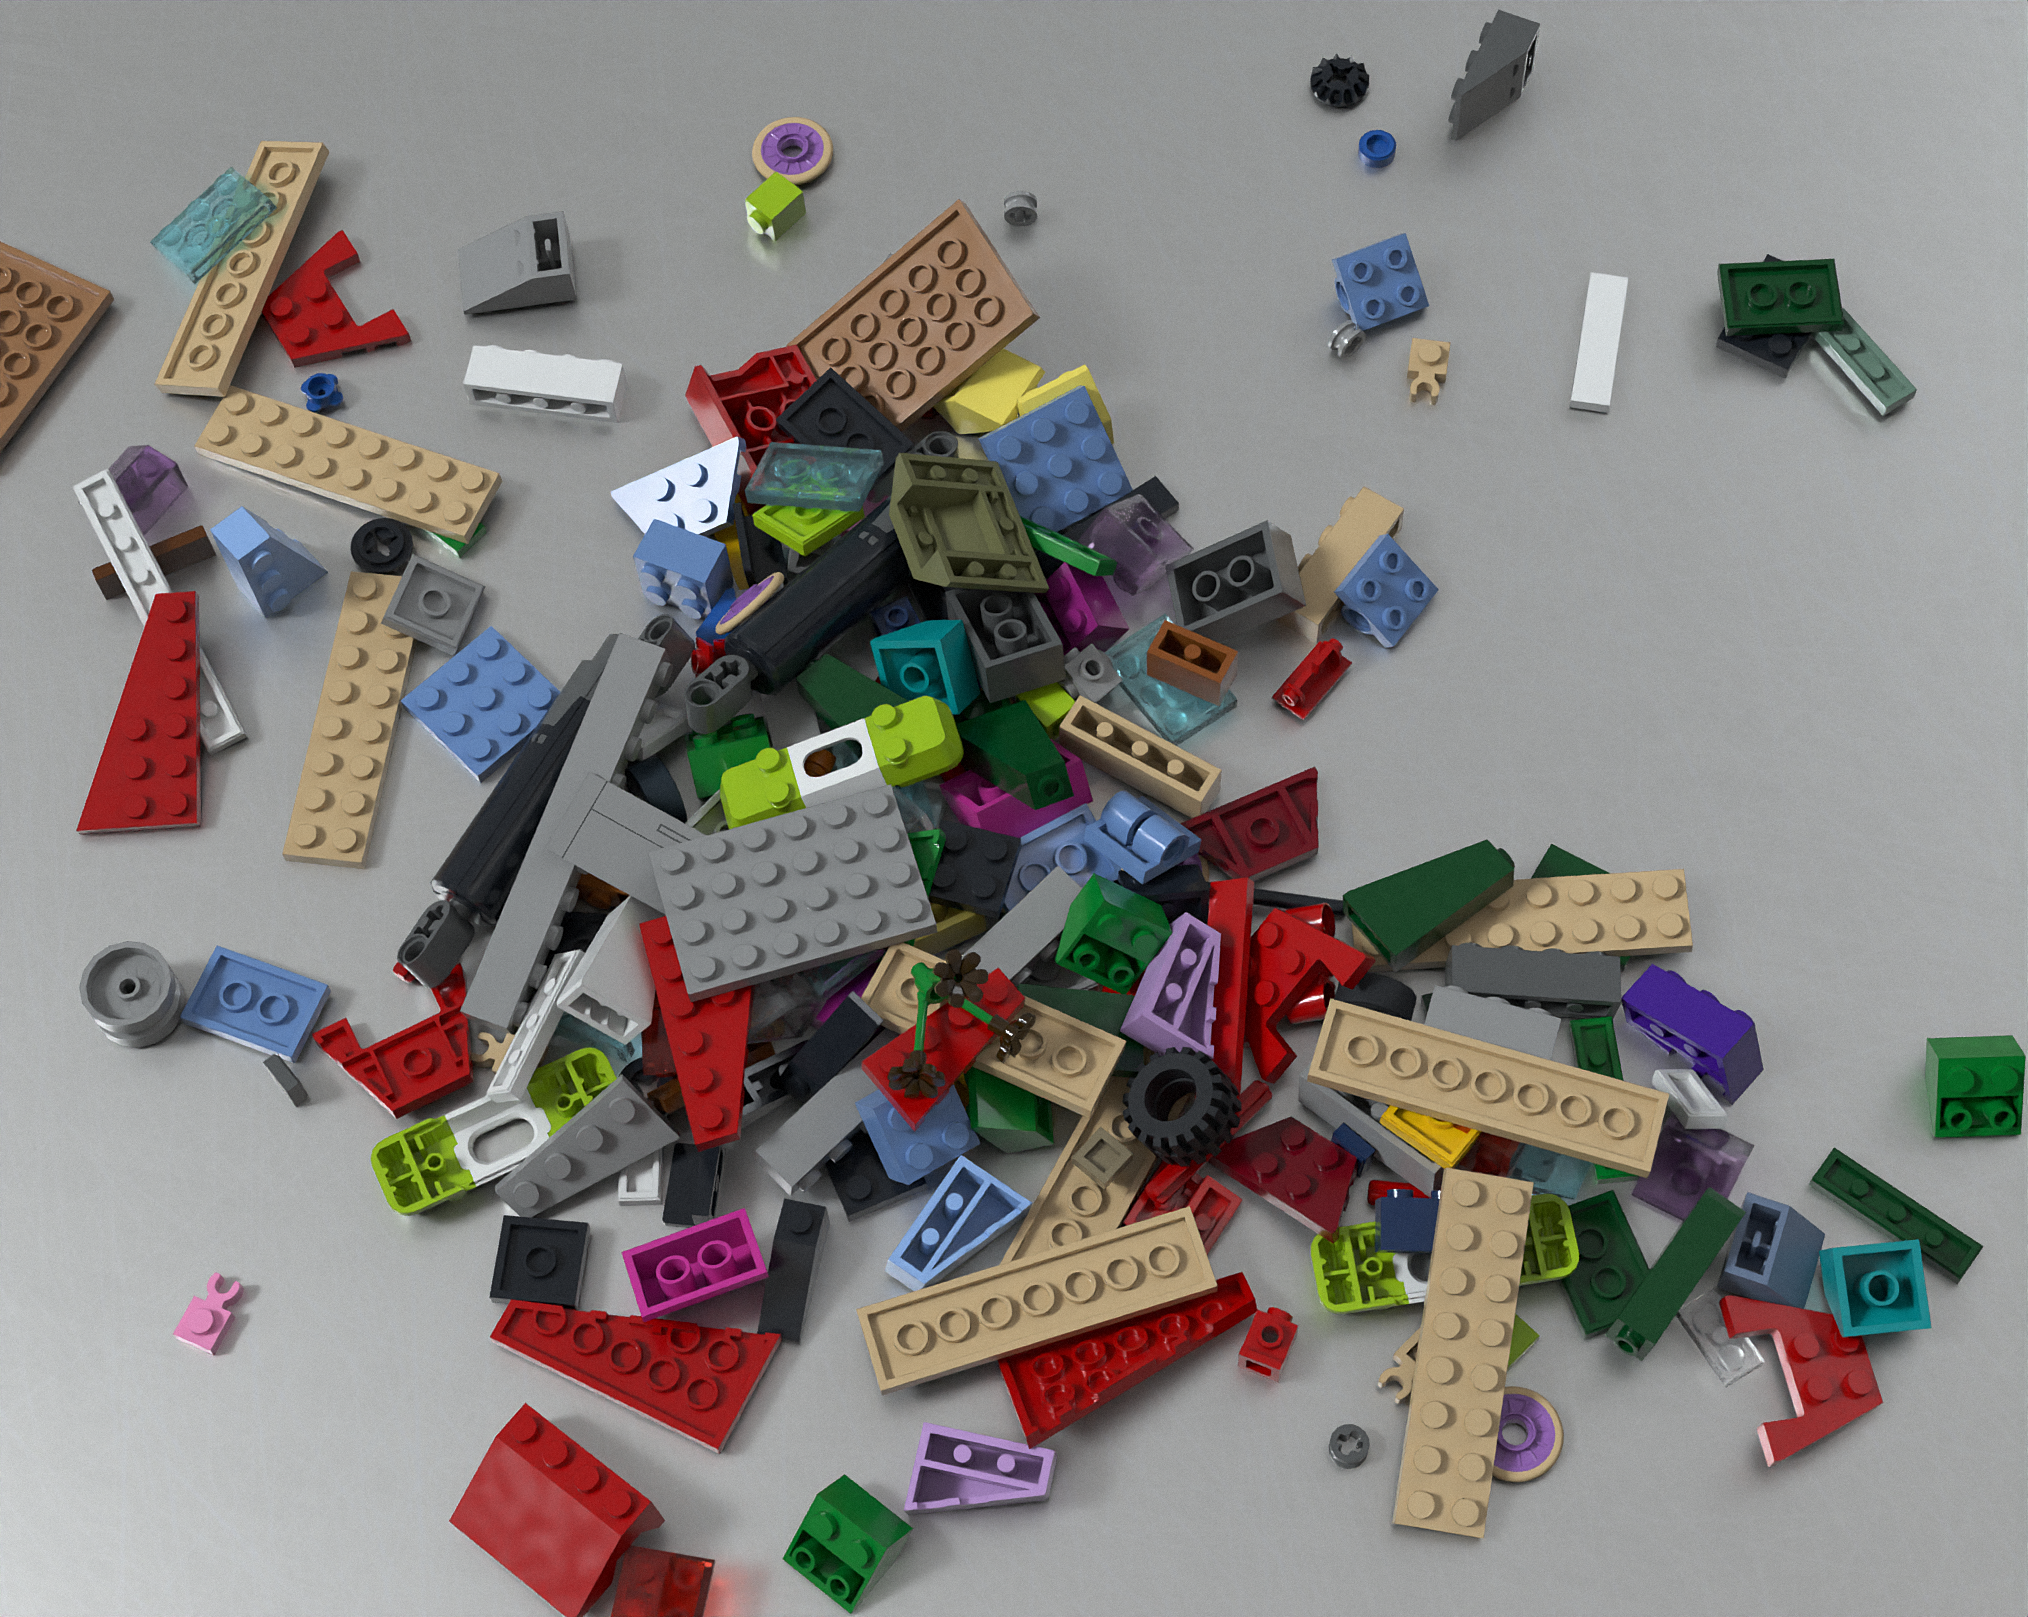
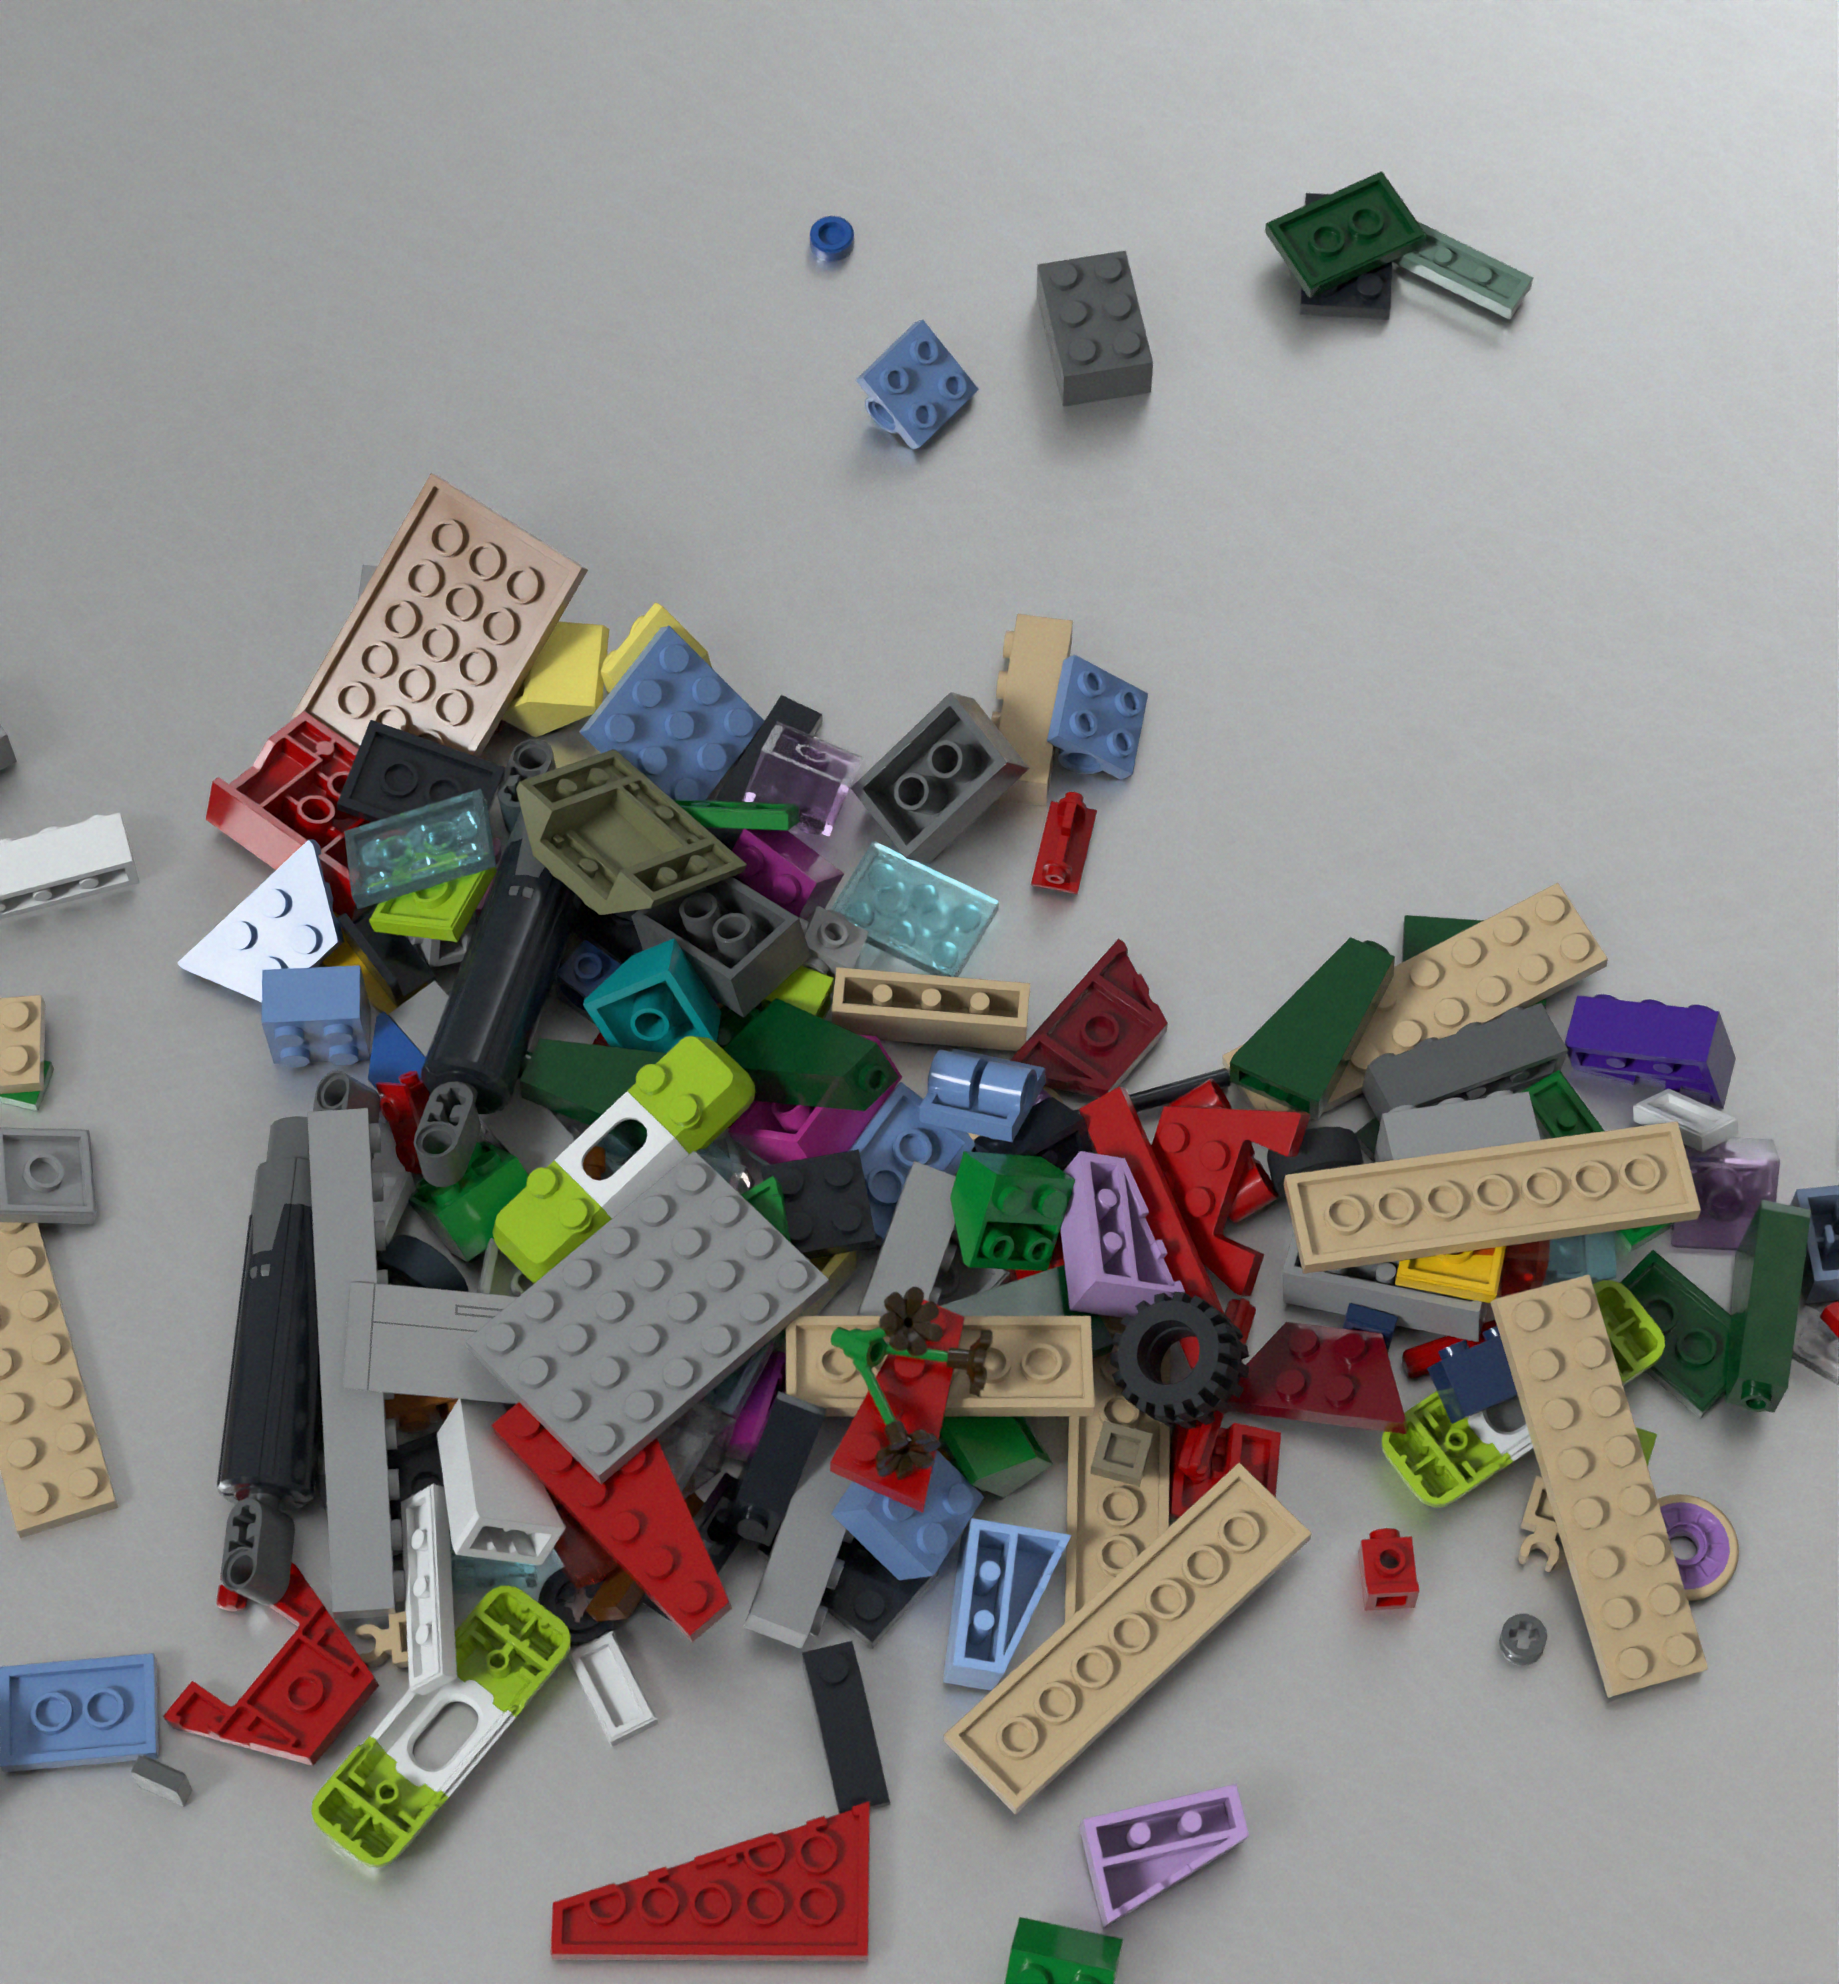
camera: 30 degrees left, 0 degrees up
(482, 703) = (159, 1262): medium blue plate -> none
(540, 1261) = (560, 1846): black plate -> none
(592, 1145) = (555, 1696): light grey wing -> none
(693, 1185) = (684, 1688): black panel -> none
(694, 1265) = (743, 1770): dark pink slope -> none
(749, 602) = (421, 1020): wheel -> none
(775, 206) = (195, 564): lime brick -> none
(787, 132) = (184, 518): wheel -> none
(1020, 208) = (475, 457): light grey bush -> none
(1083, 1372) = (1218, 1689): red wing -> none
(1192, 663) = (938, 881): dark orange brick -> none
(1337, 92) = (757, 193): black gear -> none
(1346, 339) = (910, 461): light grey bush -> none
(1427, 367) = (1012, 455): tan plate -> none
(1494, 72) = (922, 103): dark grey slope -> none
(1541, 293) = (1094, 328): none -> dark grey brick
(1599, 342) = (1179, 359): white tile -> none

